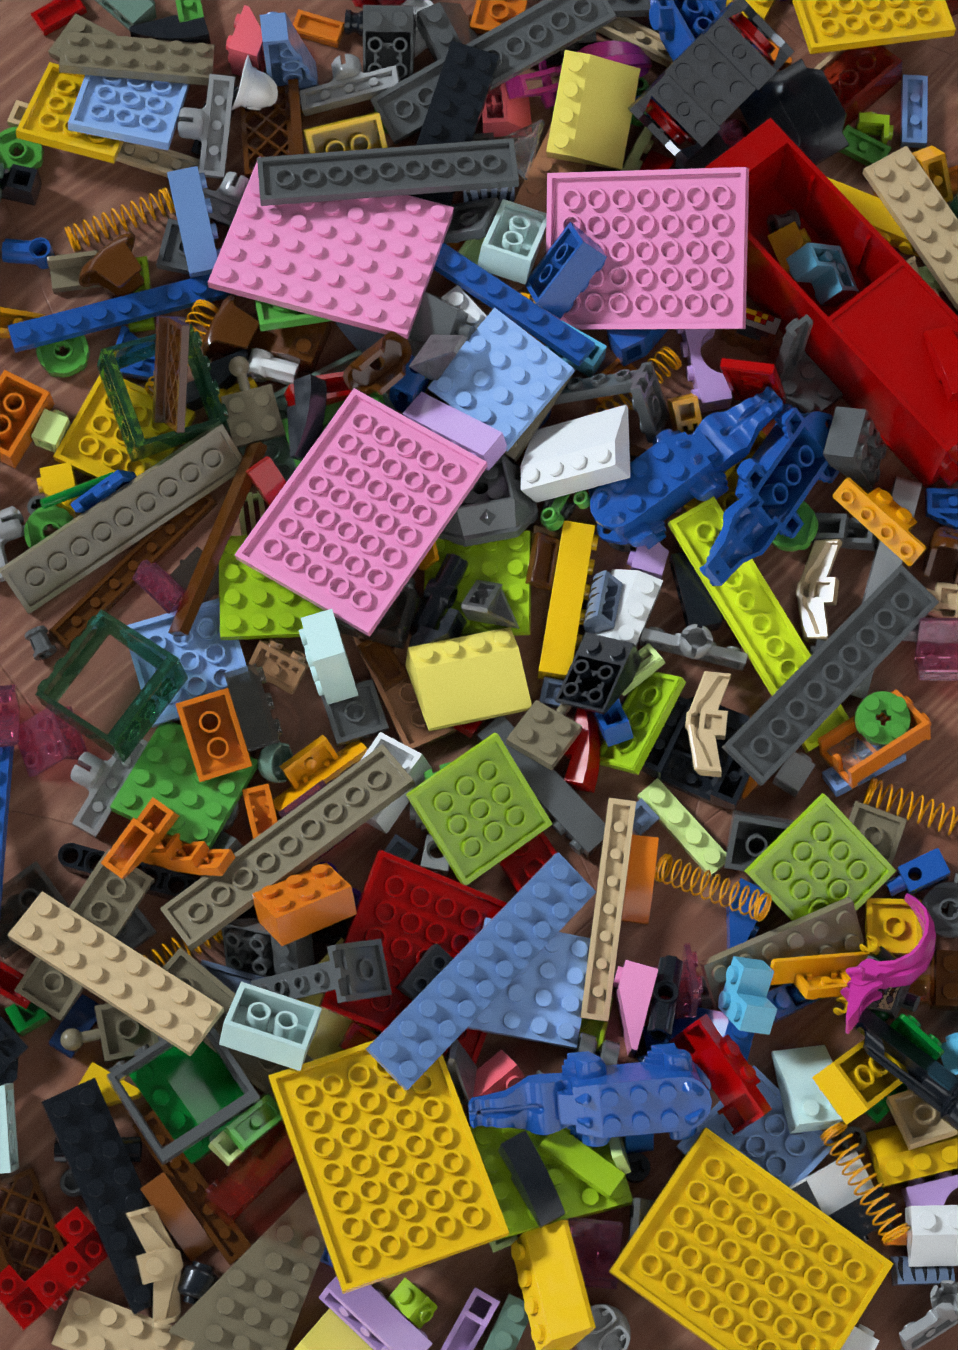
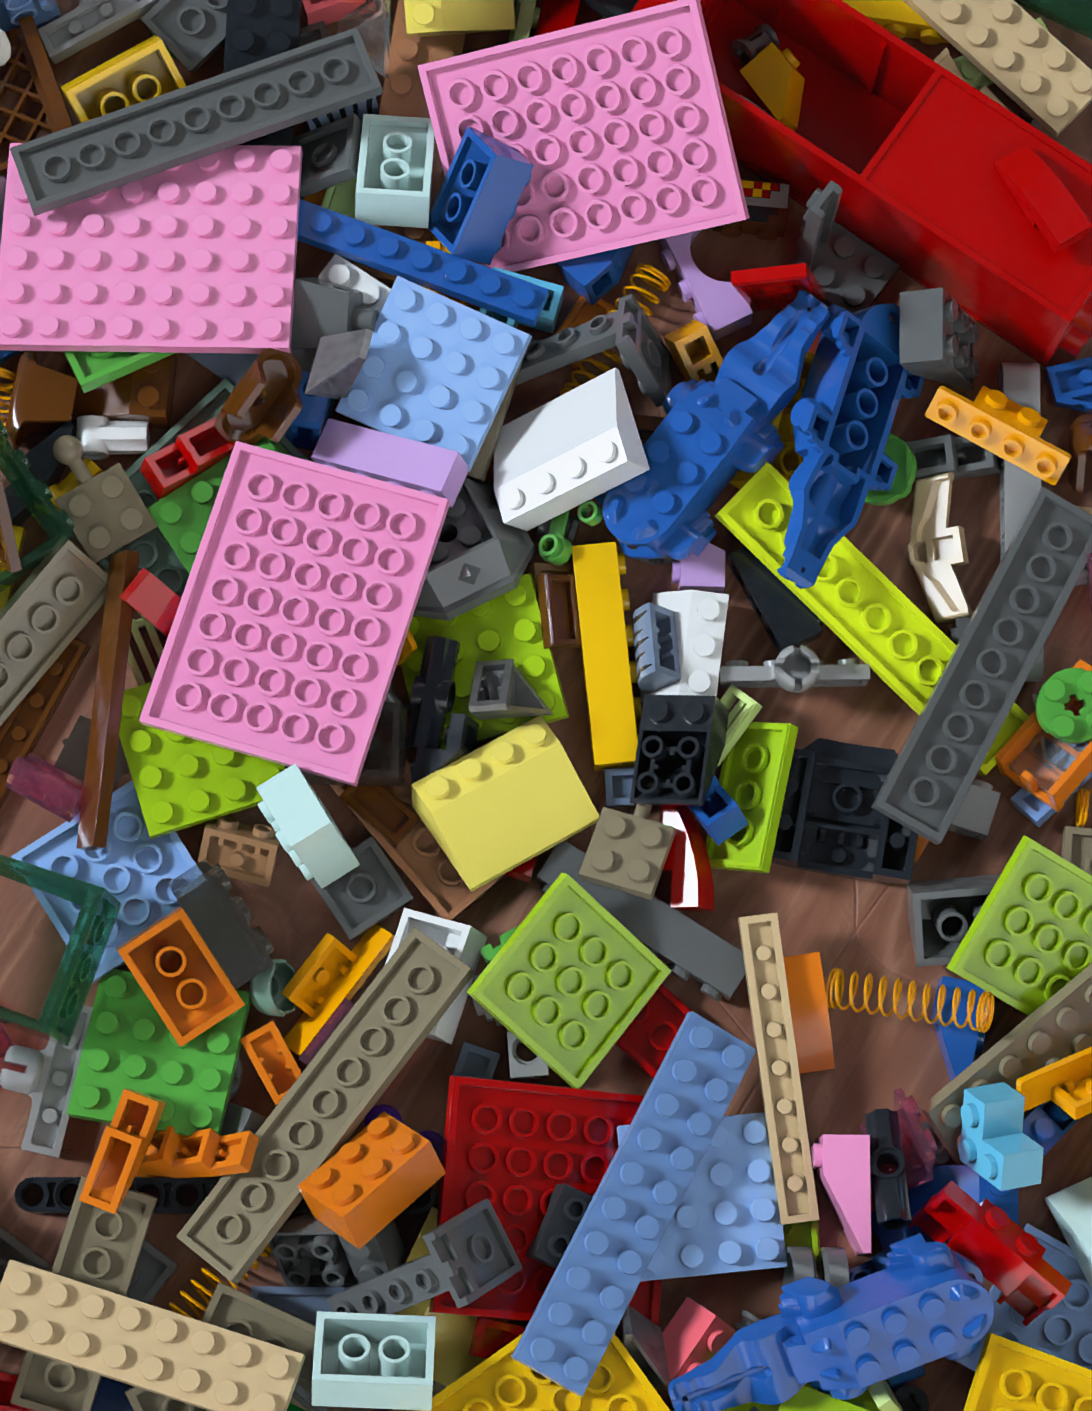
camera: 15 degrees left, 5 degrees up
(307, 414) = (182, 497): black slope -> none
(643, 818) = (791, 926): sand blue plate -> none
(684, 827) = (845, 924): yellowish green plate -> none
(707, 723) = (842, 776): tan plate -> none
(826, 271) = (834, 102): medium azure brick -> none

